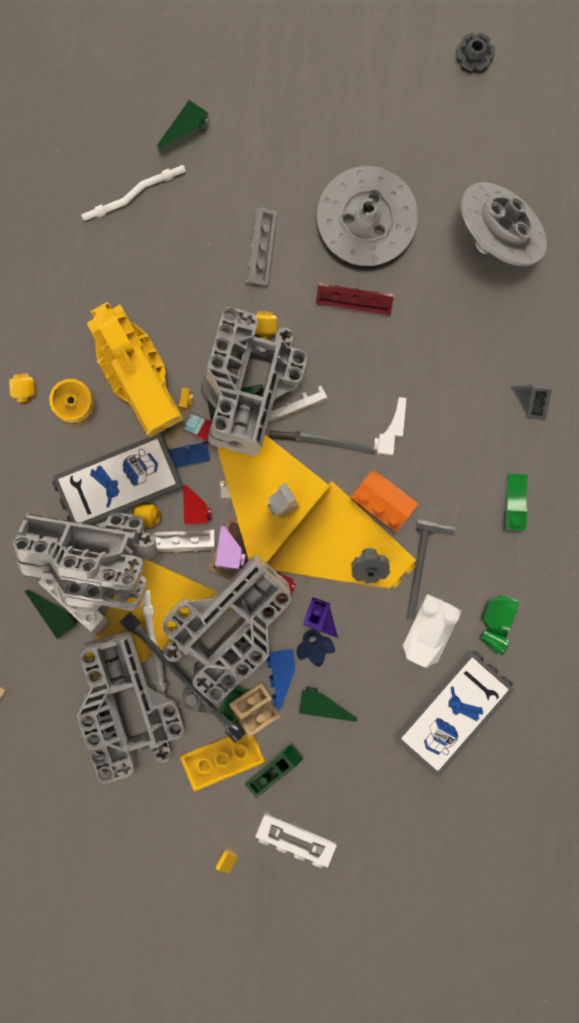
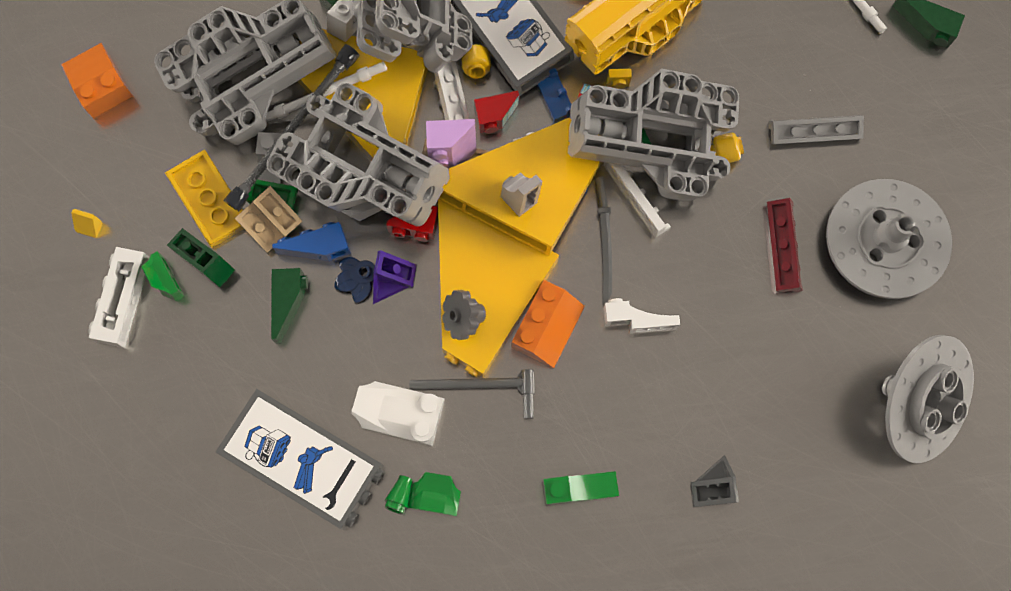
camera: 75 degrees right, 10 degrees down
(96, 841) = (96, 81): none -> orange slope
(286, 804) = (161, 277): none -> green slope

